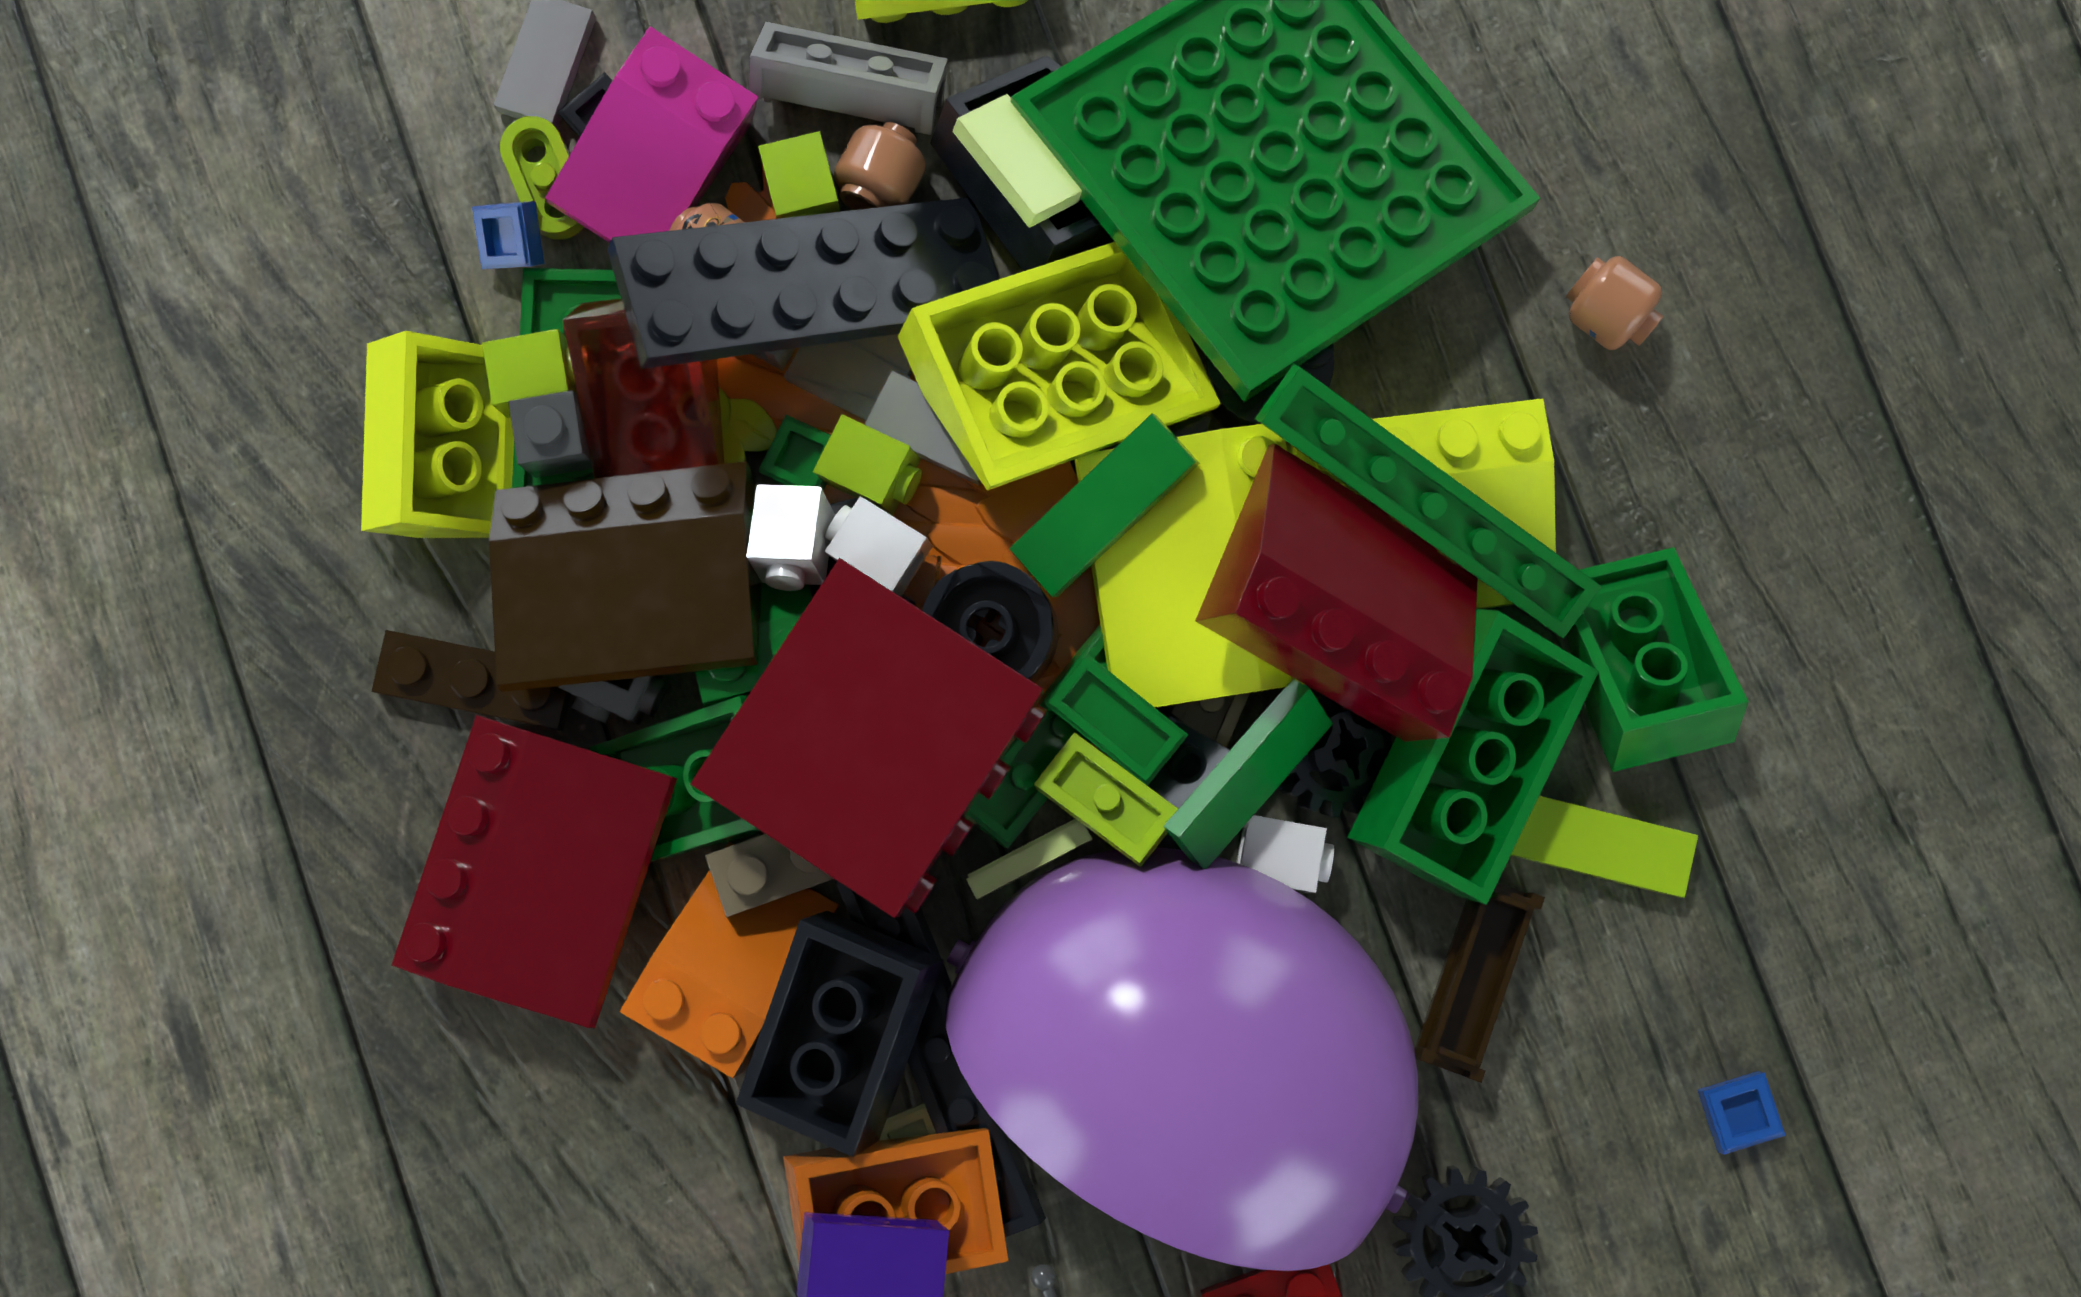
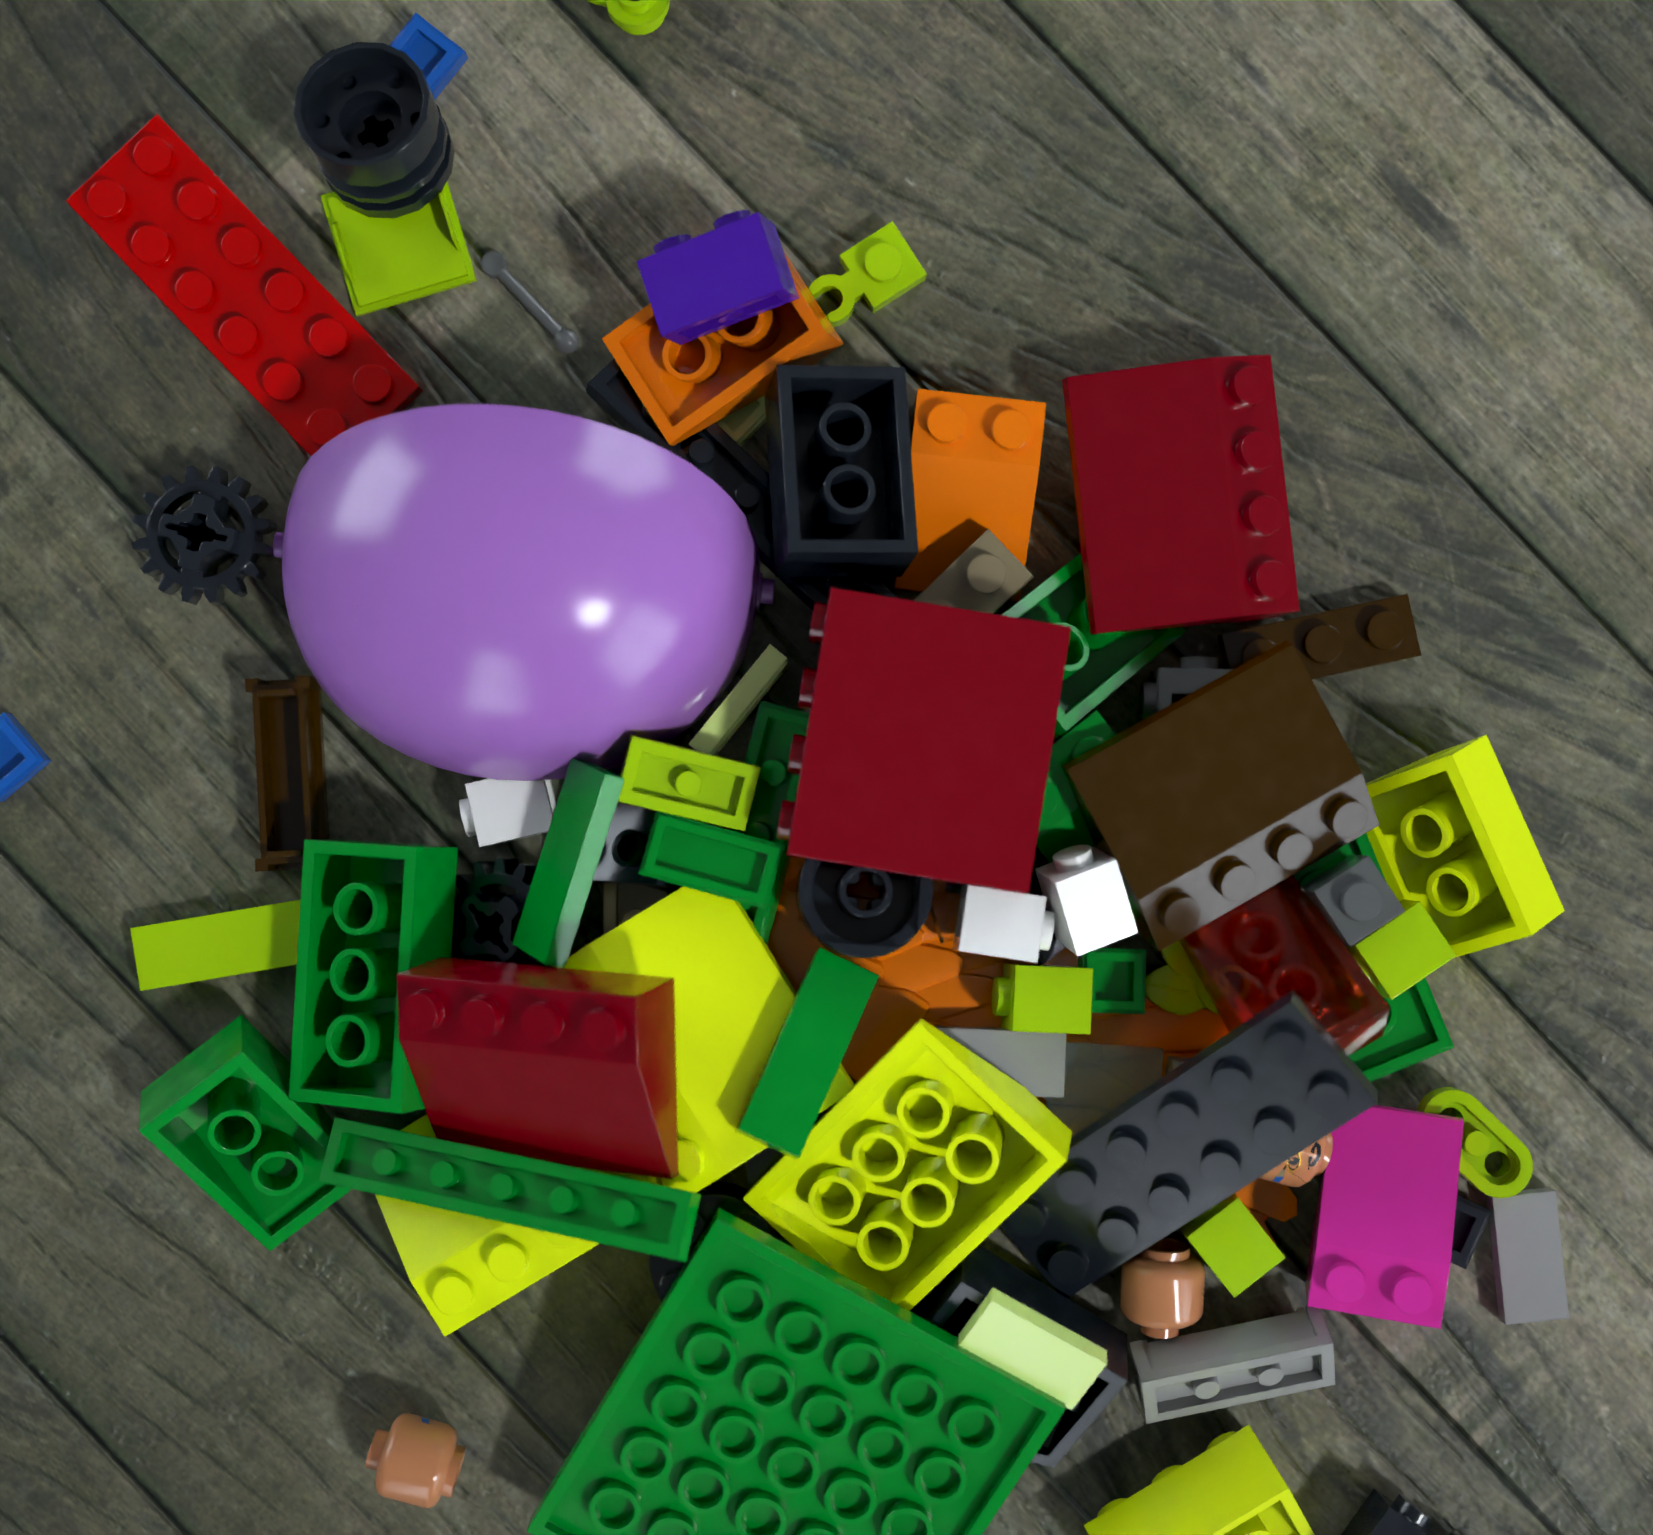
camera: 150 degrees right, 5 degrees up
(508, 235) = (1482, 1071): blue tile -> none
(721, 1213) = (876, 271): none -> lime plate

